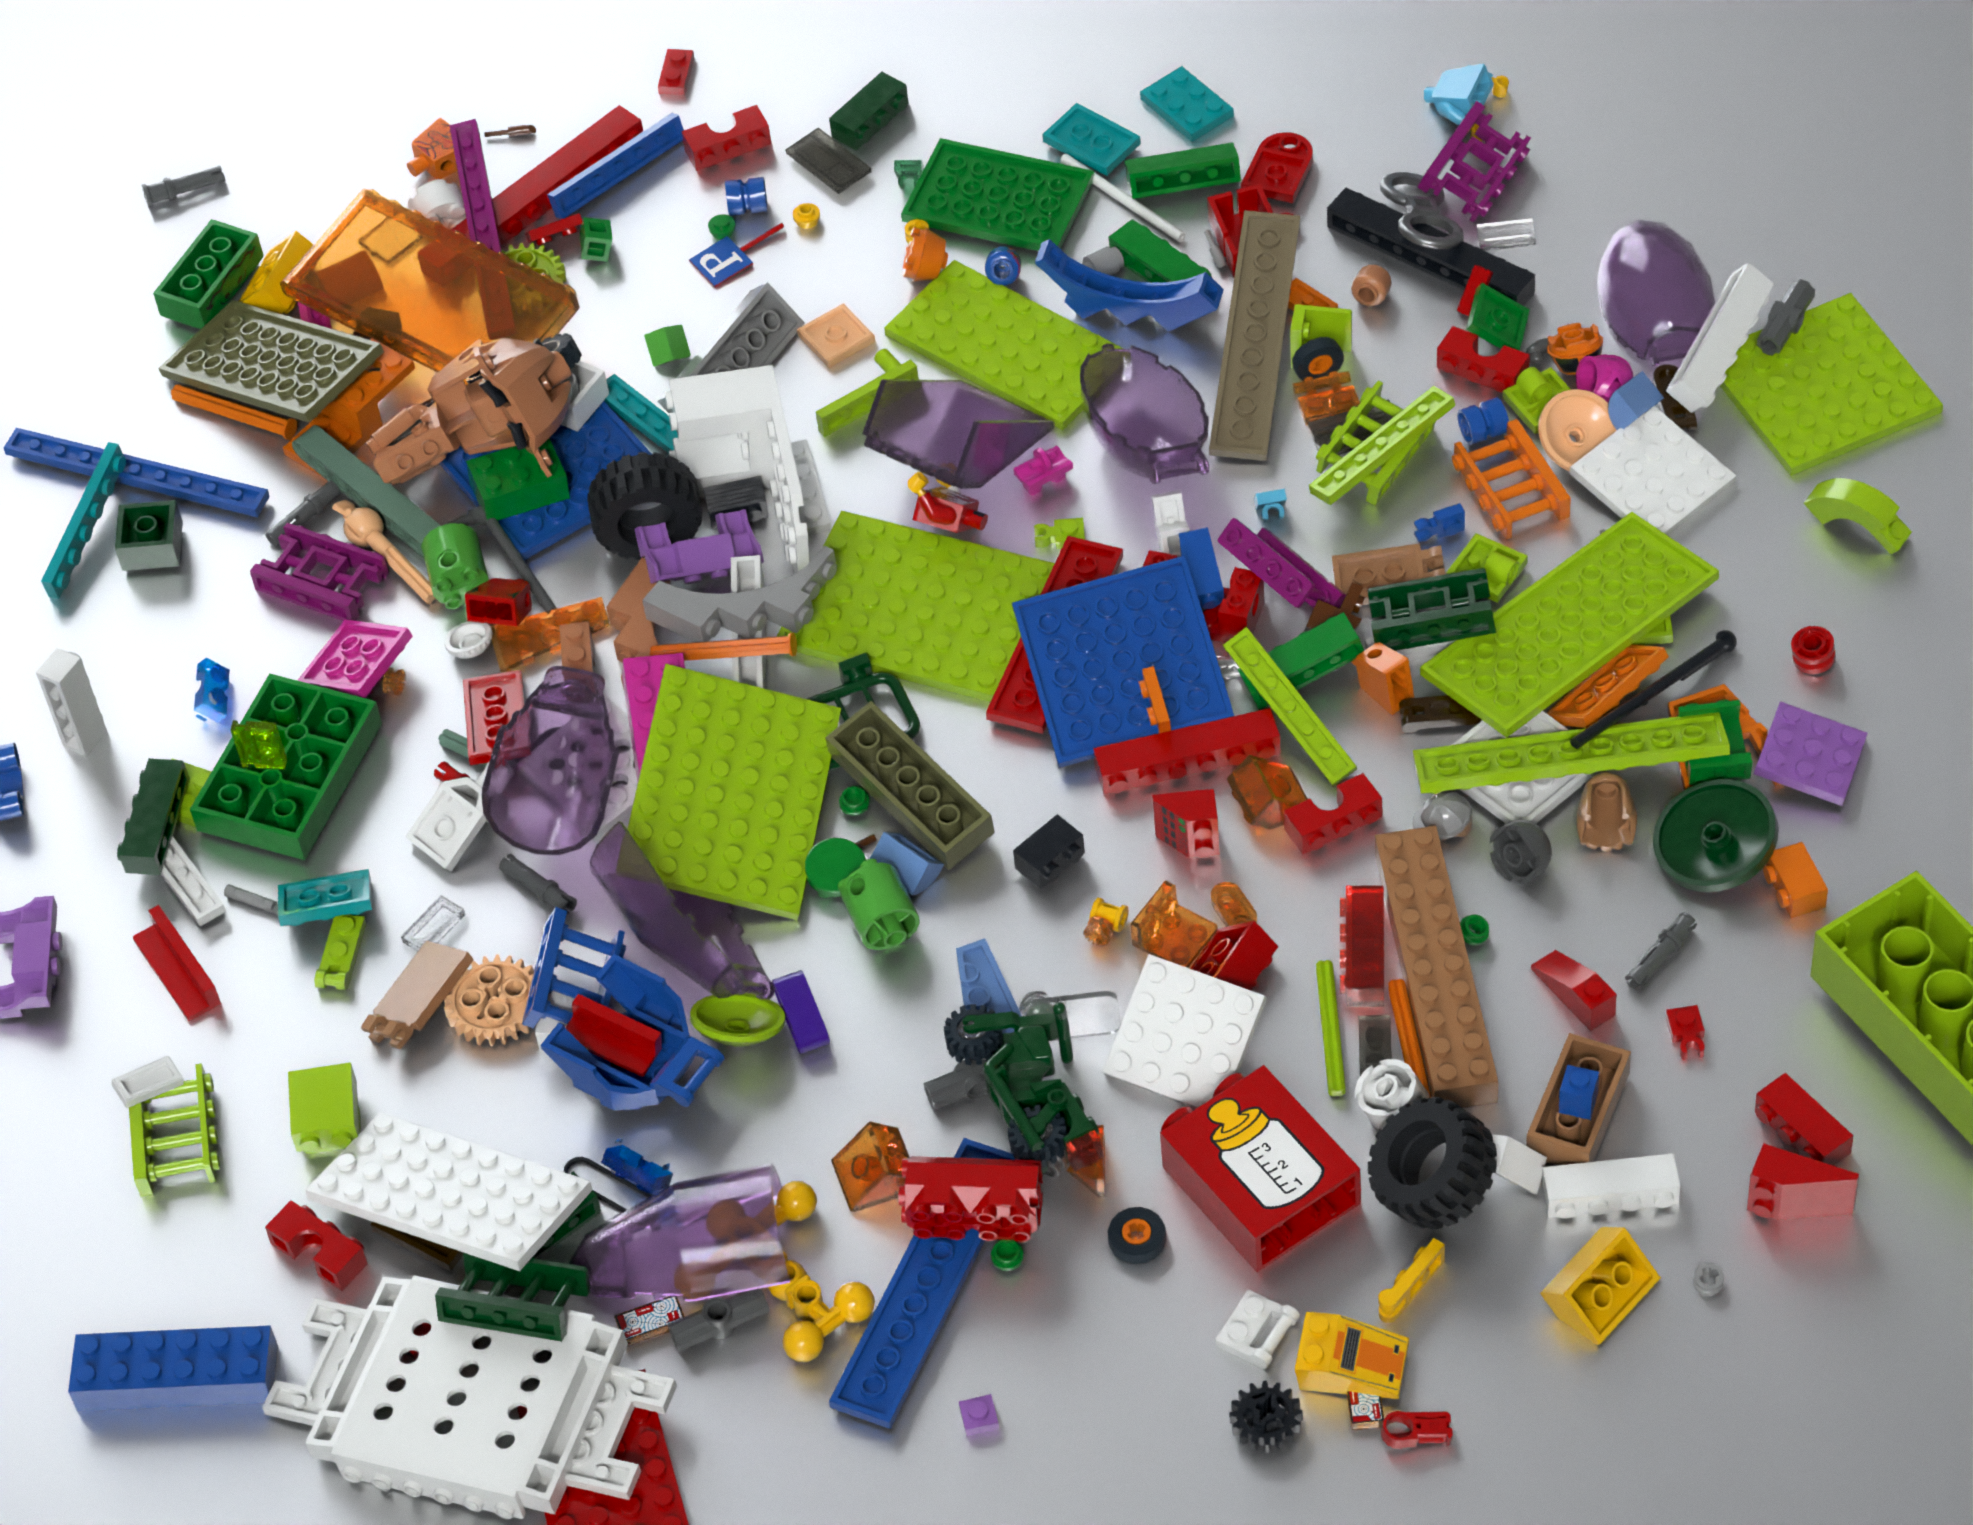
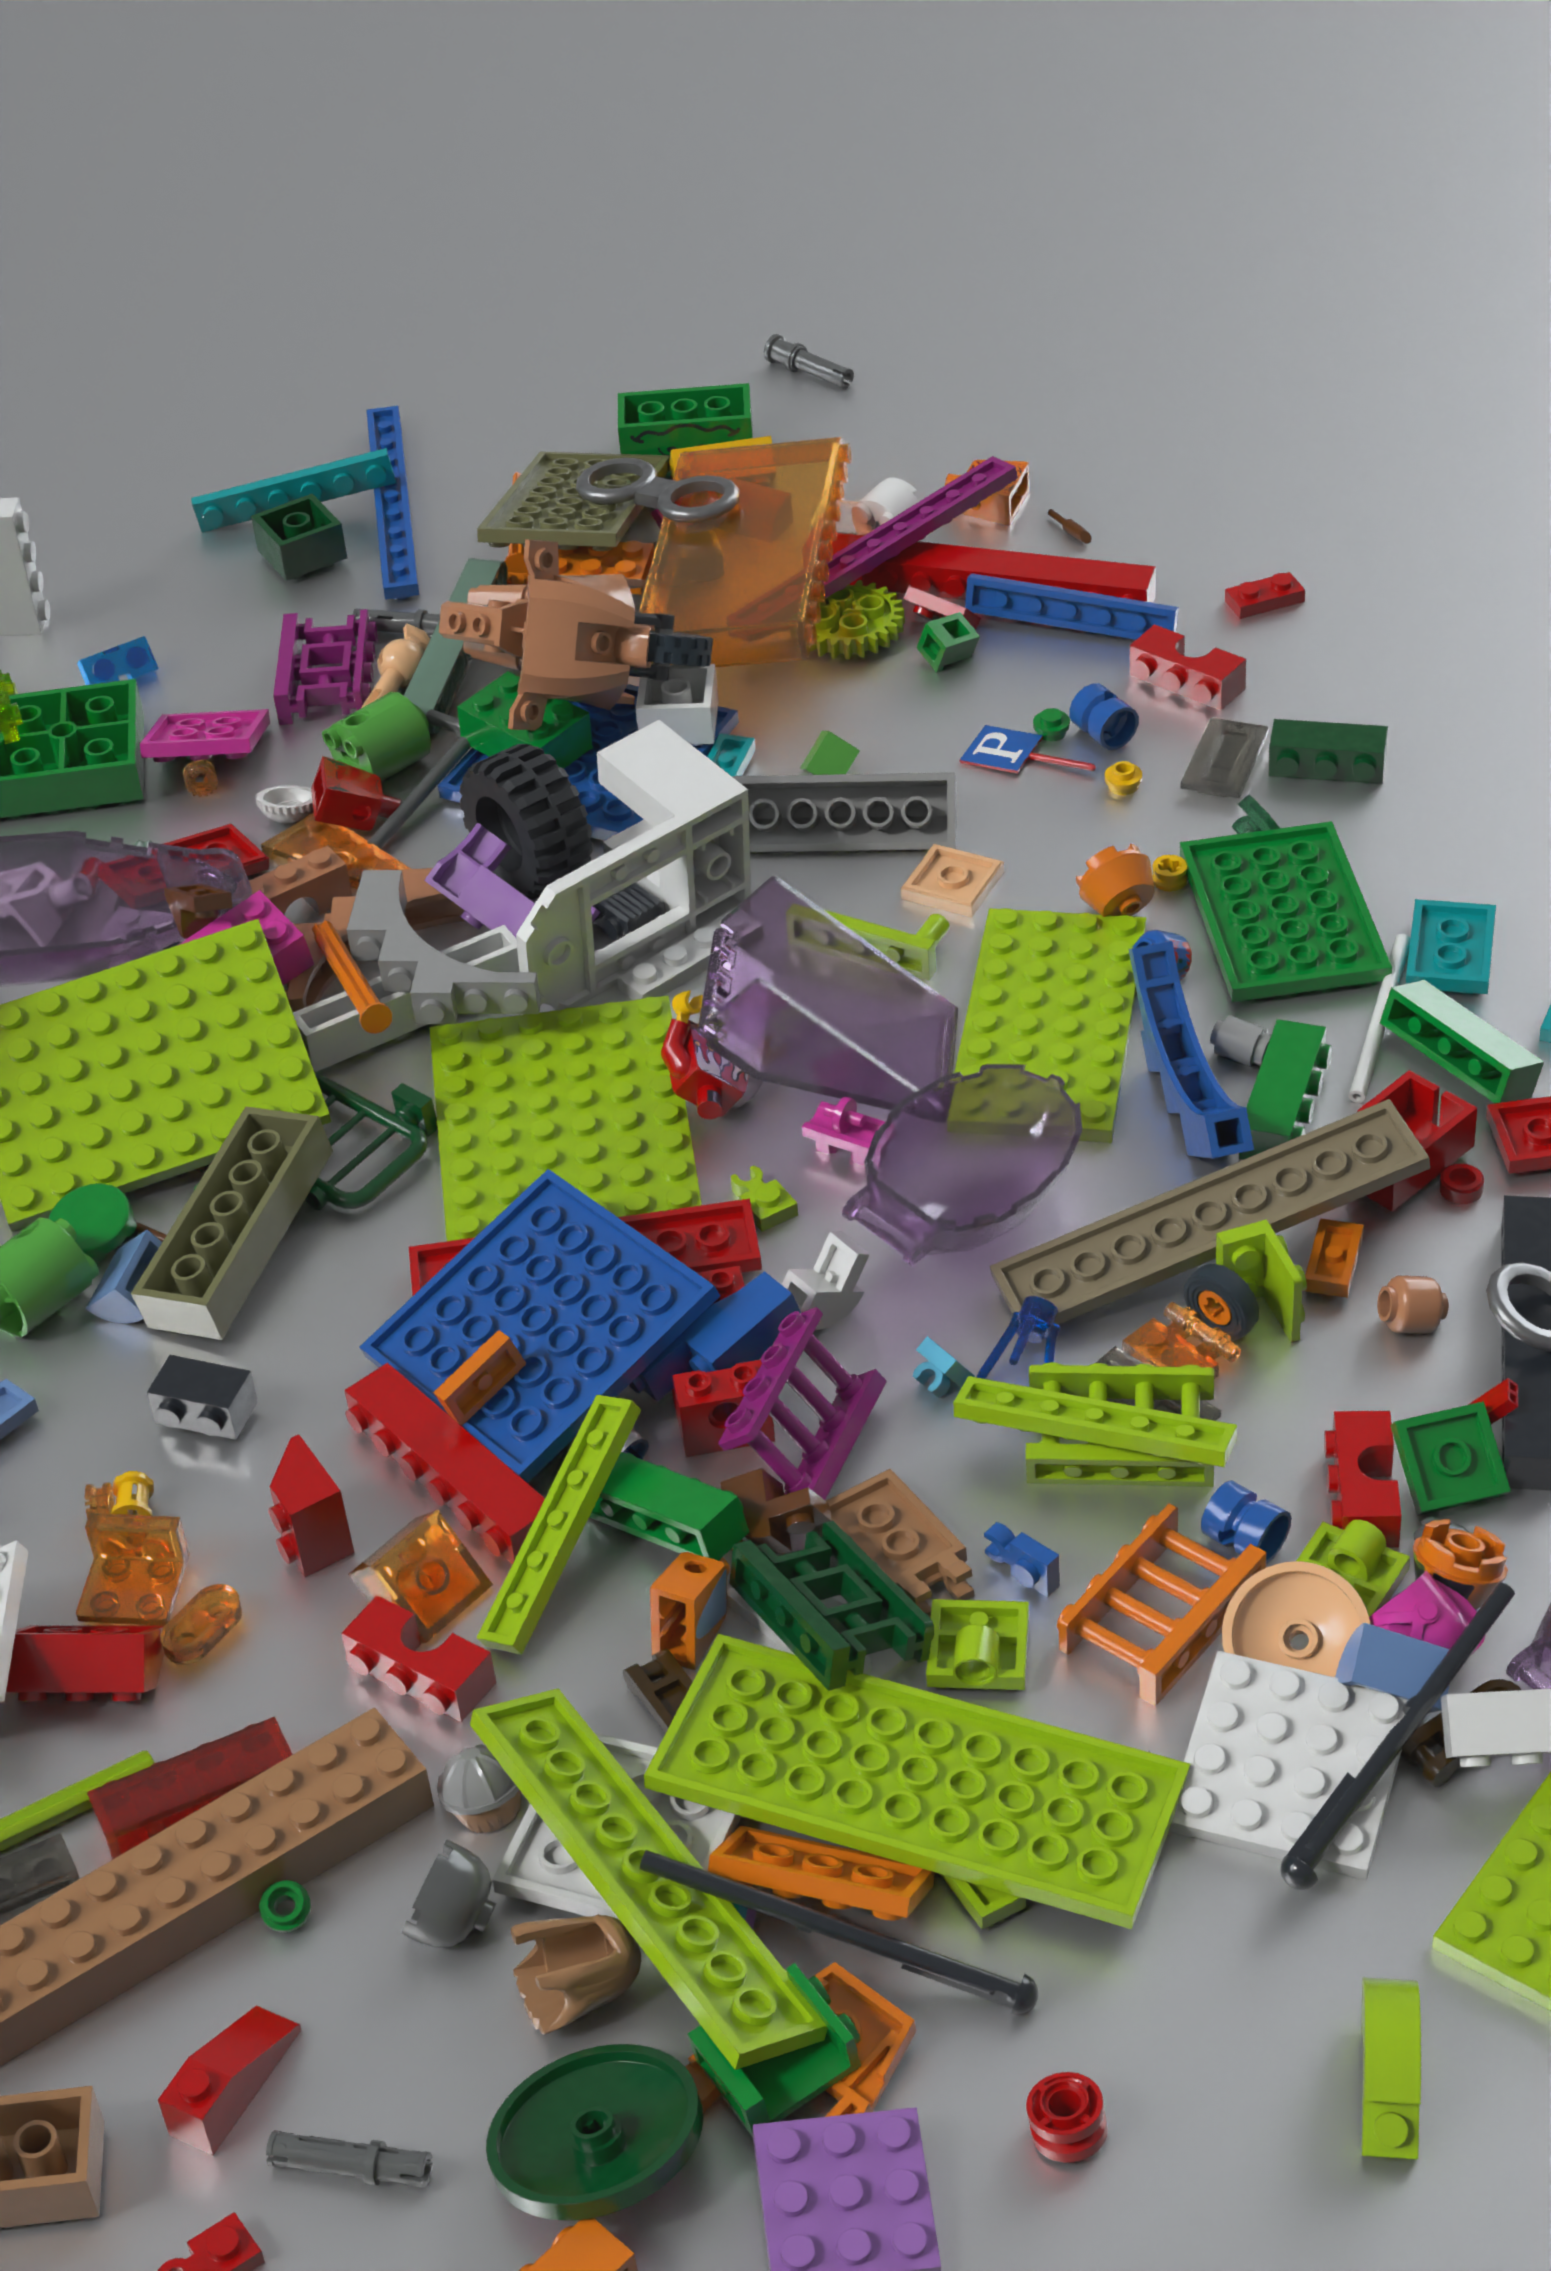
camera: 60 degrees right, 10 degrees down
(330, 308) = (657, 491): none -> flat silver bar
(610, 695) = (196, 906): none -> reddish brown slope
(1276, 445) = (1032, 1325): none -> clear blue plant
(1723, 496) = (1351, 1792): none -> black bar

